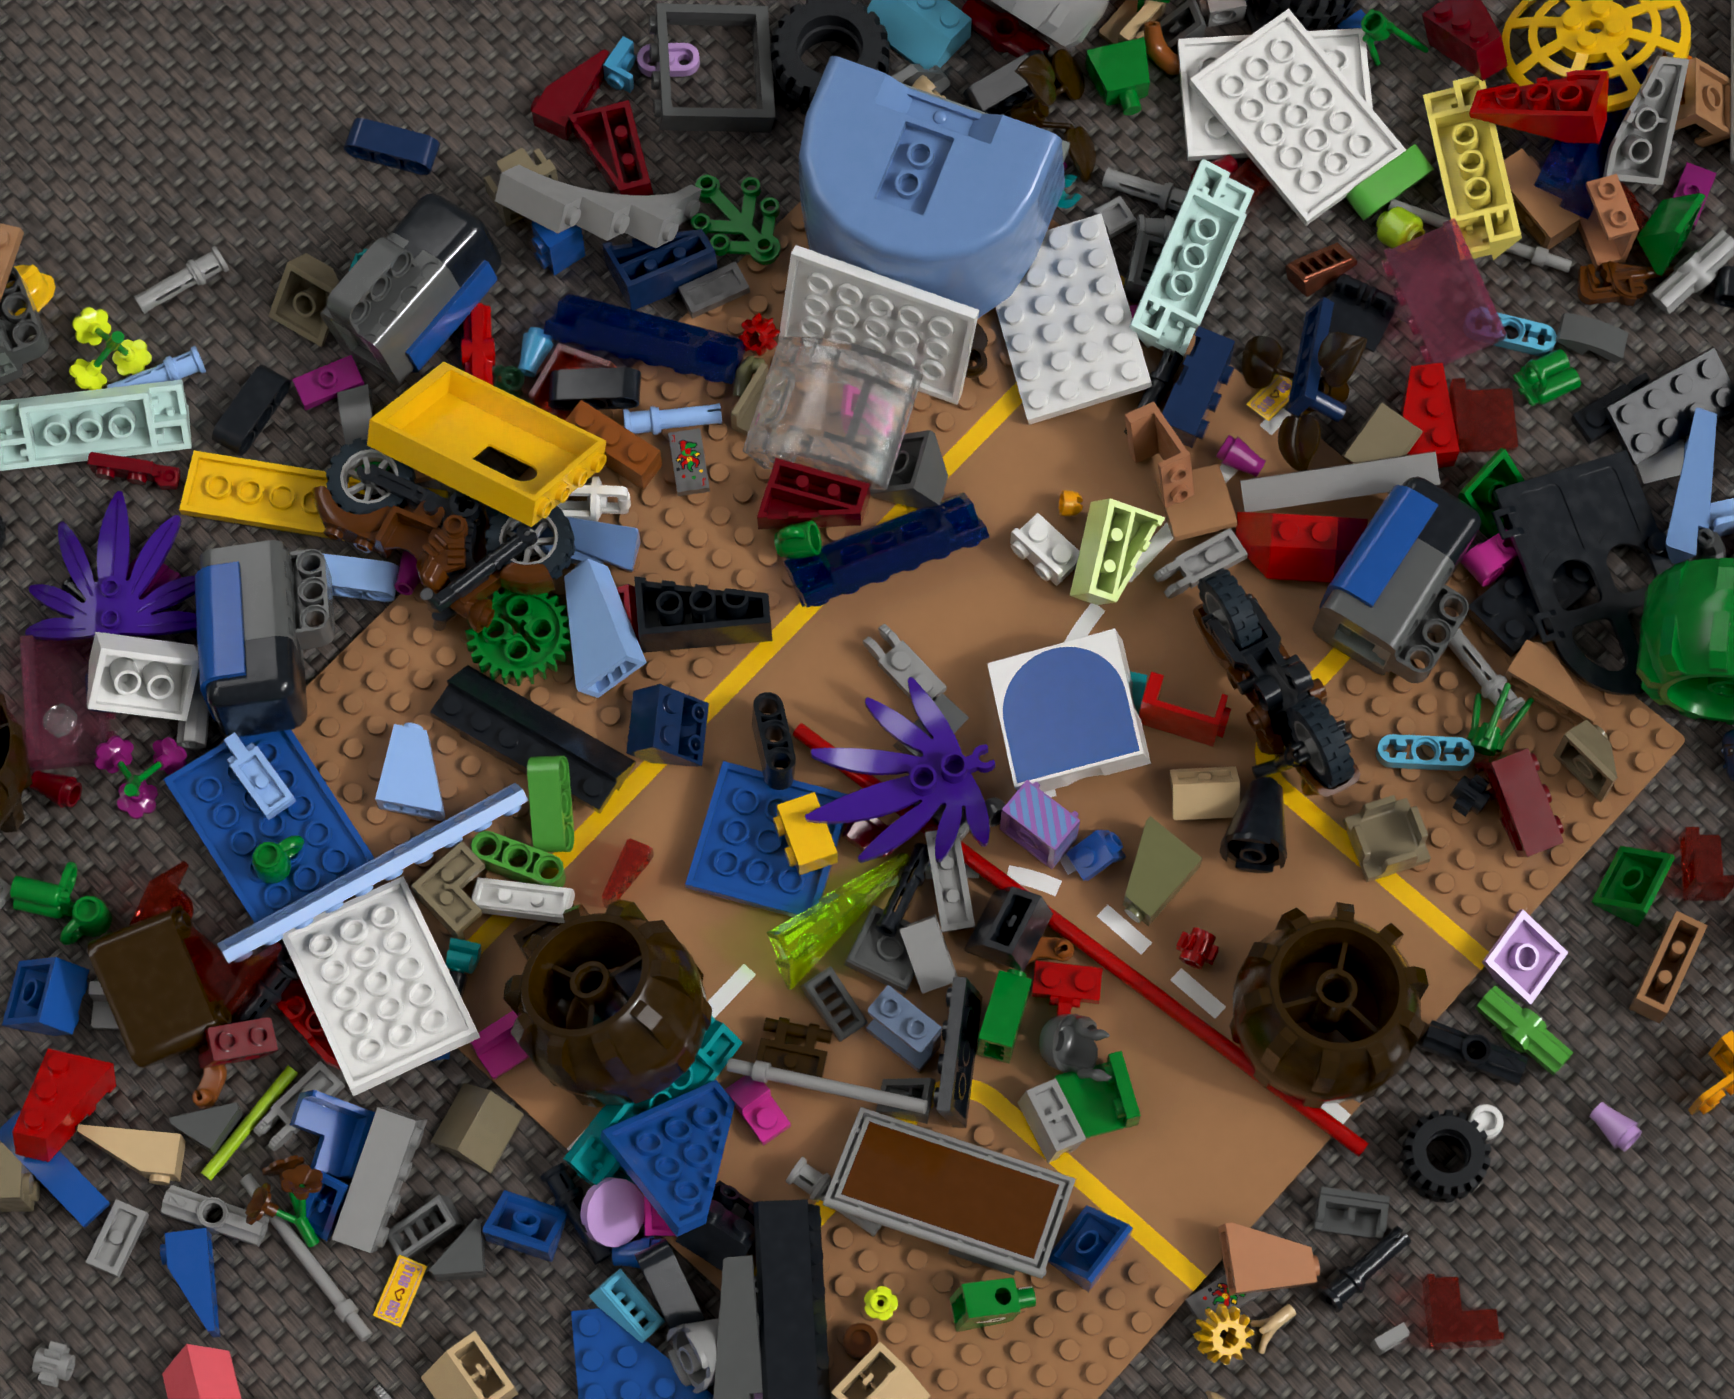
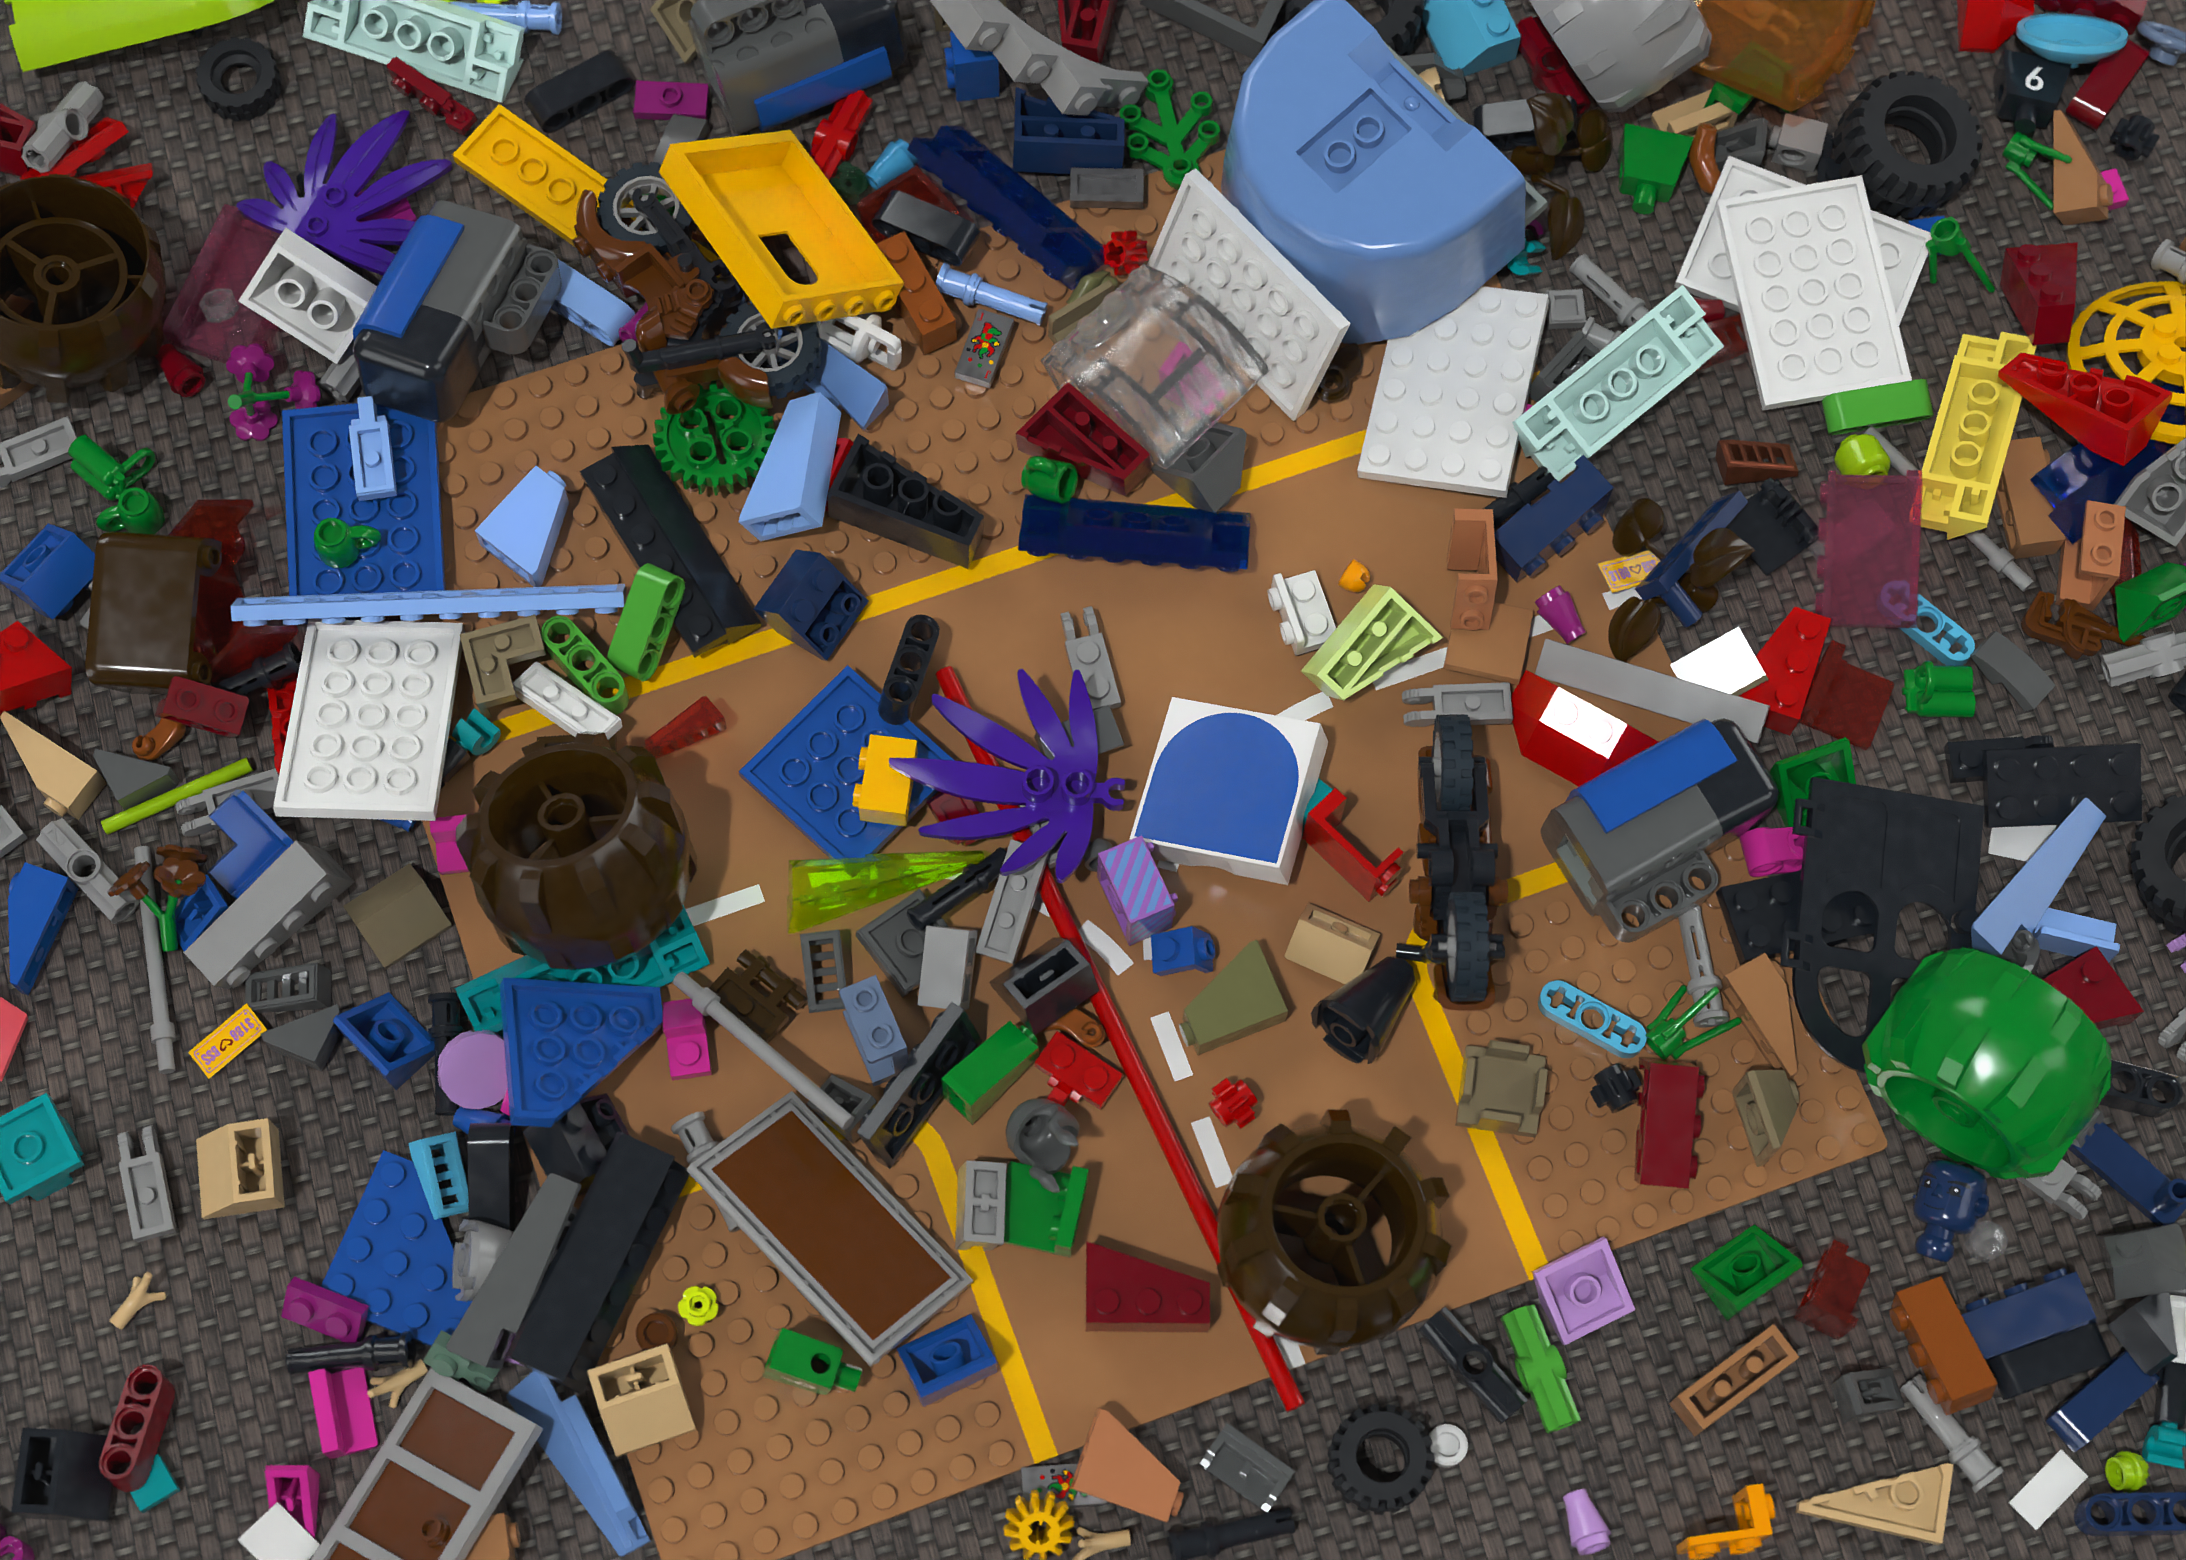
camera: 25 degrees right, 0 degrees up
(1207, 1125) = (1141, 1296): none -> dark red wedge

